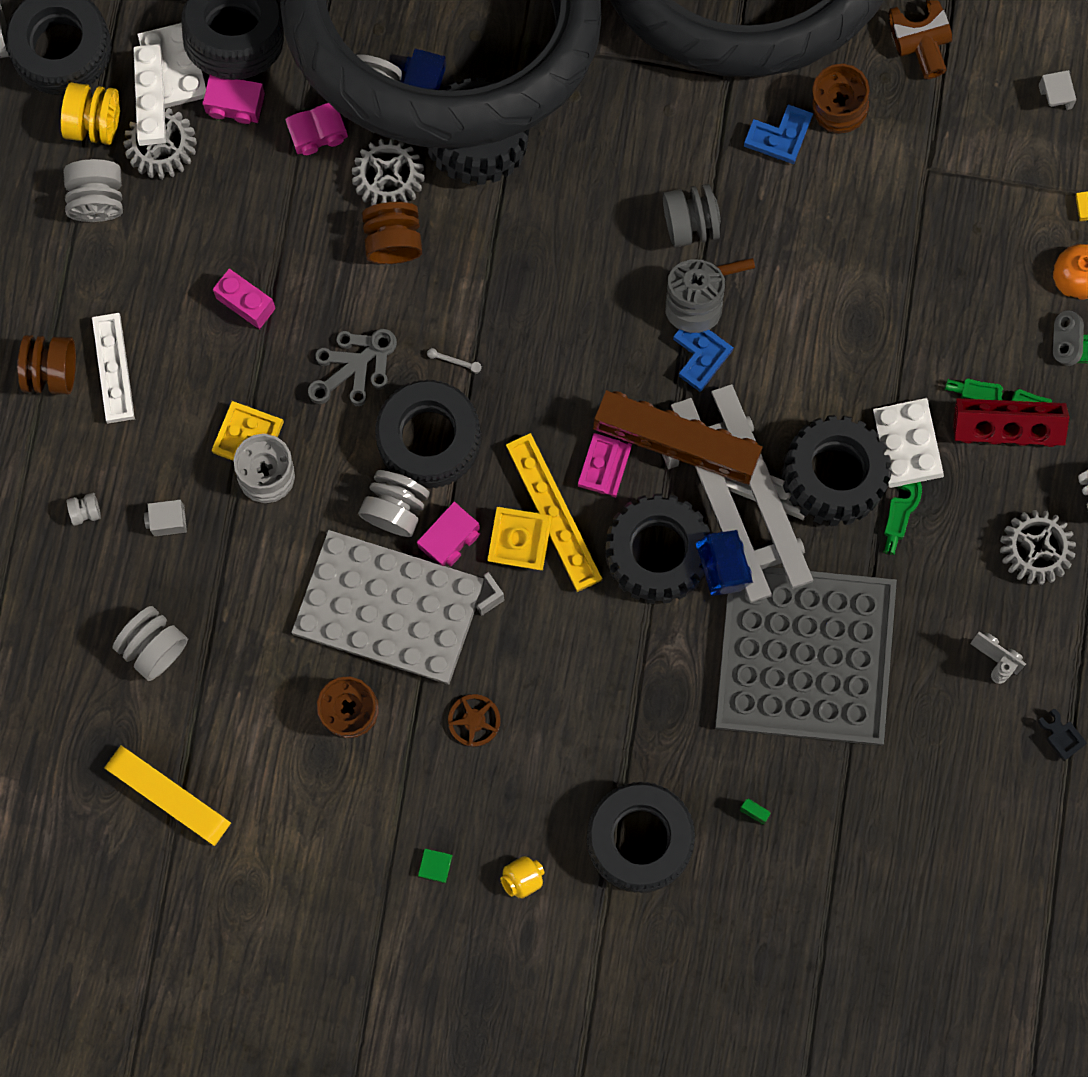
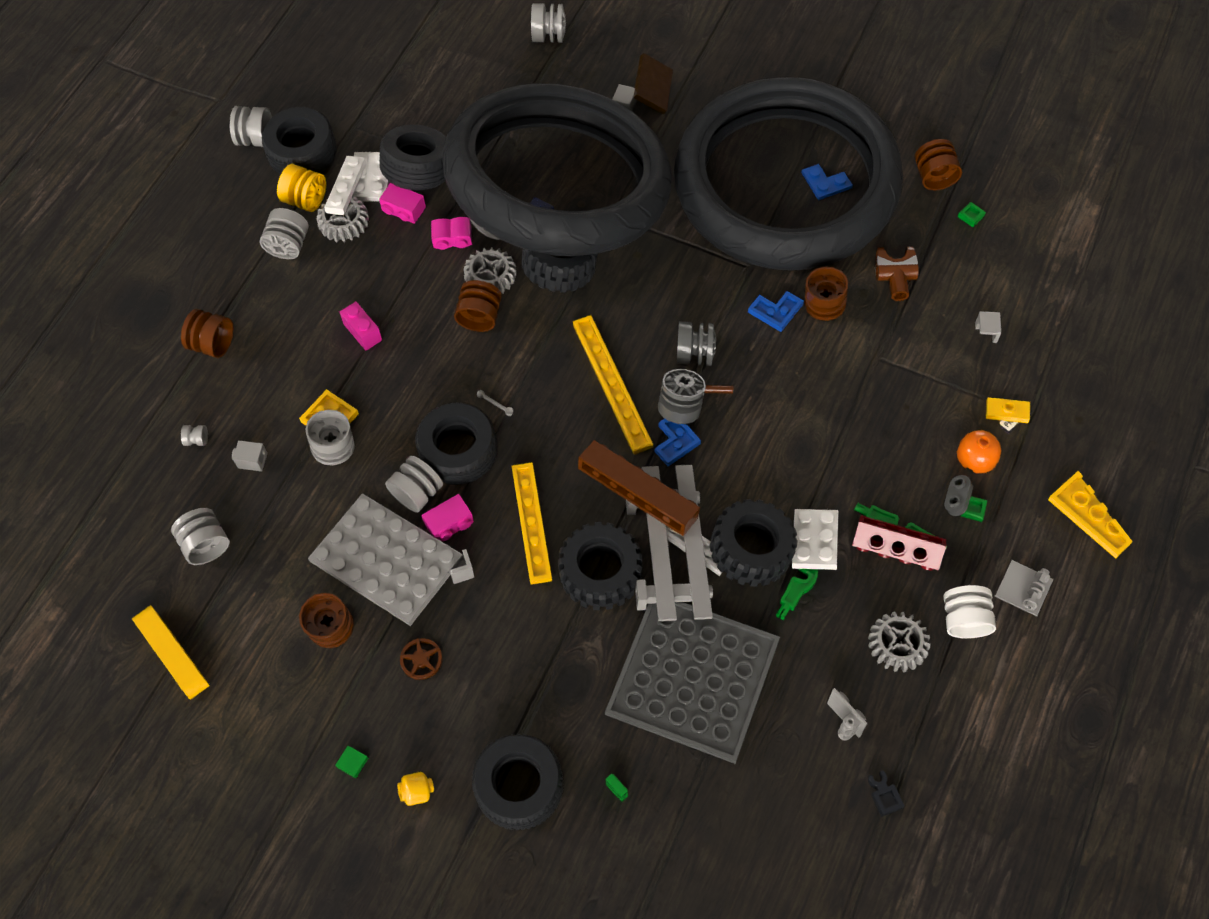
camera: 15 degrees right, 15 degrees down
(113, 368) = (253, 350): white plate -> none
(355, 363) = (422, 387): dark grey plant -> none
(519, 538) = (499, 533): yellow plate -> none
(597, 294) = (613, 385): none -> yellow tile
(604, 465) = (580, 499): dark pink plate -> none
(724, 562) = (645, 583): clear blue brick -> none

